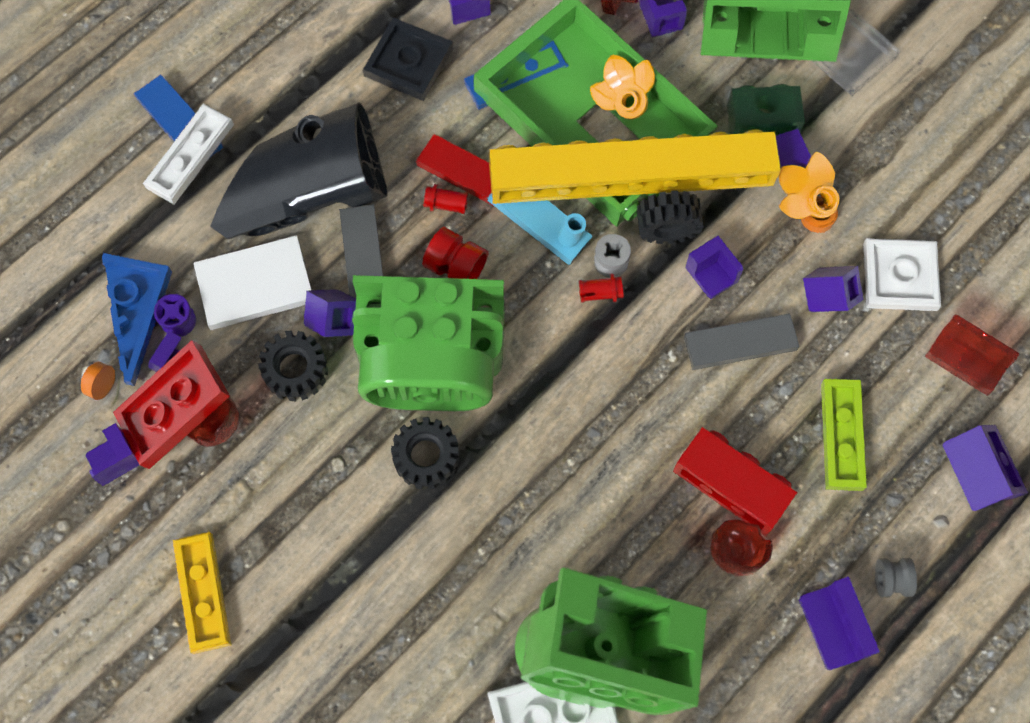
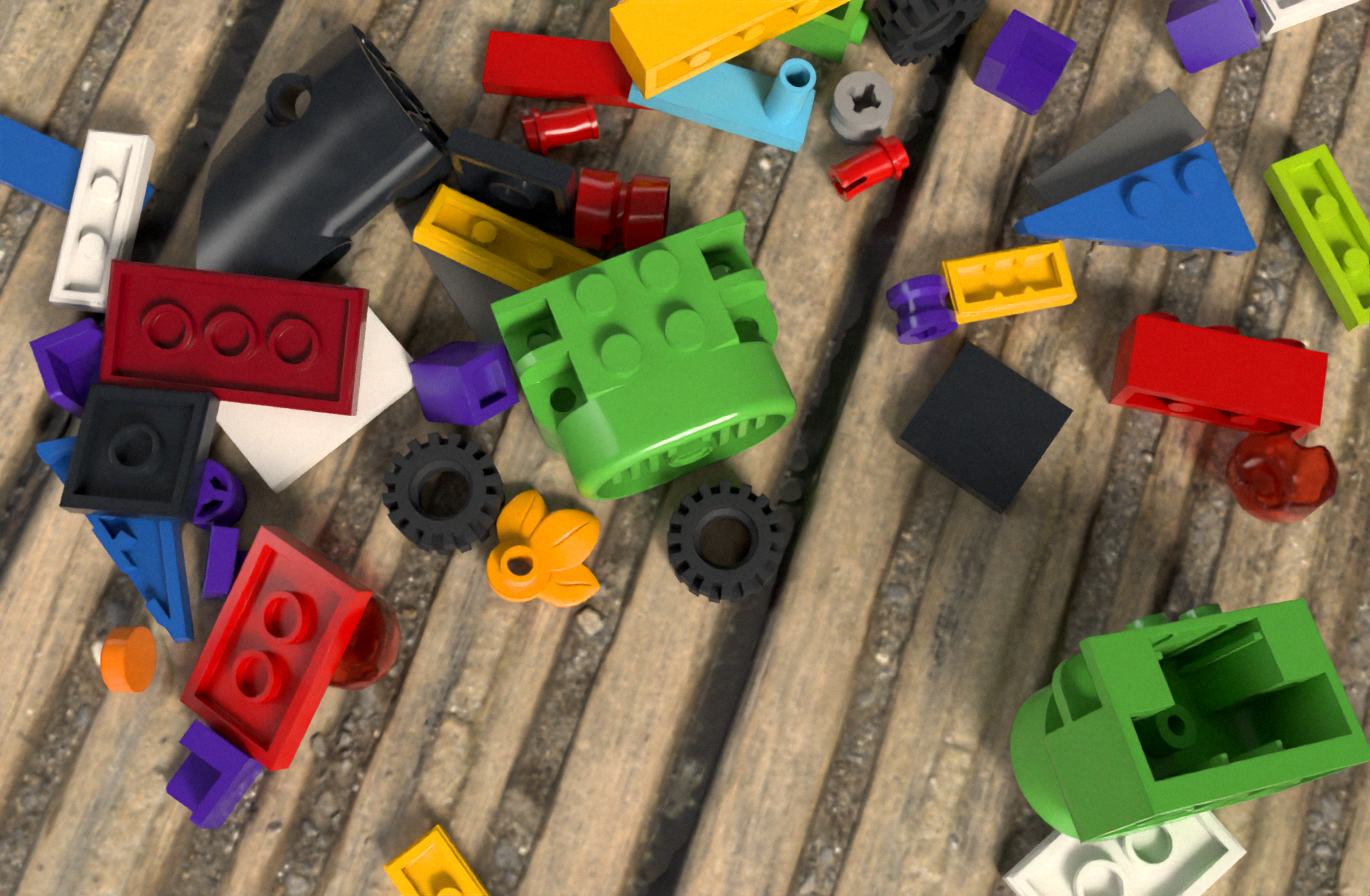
camera: 25 degrees left, 5 degrees up
(144, 225) = (70, 363): none -> dark purple panel
(151, 279) = (140, 453): none -> black tile
(225, 240) = (235, 336): none -> dark red tile
(335, 418) = (550, 545): none -> light orange plate
(380, 245) = (495, 242): none -> yellow tile
(402, 217) = (515, 181): none -> black tile
(590, 376) = (921, 309): none -> dark purple wheel
(595, 453) = (984, 427): none -> black tile
(645, 381) = (1008, 282): none -> yellow plate
(758, 377) = (1170, 204): none -> blue wing

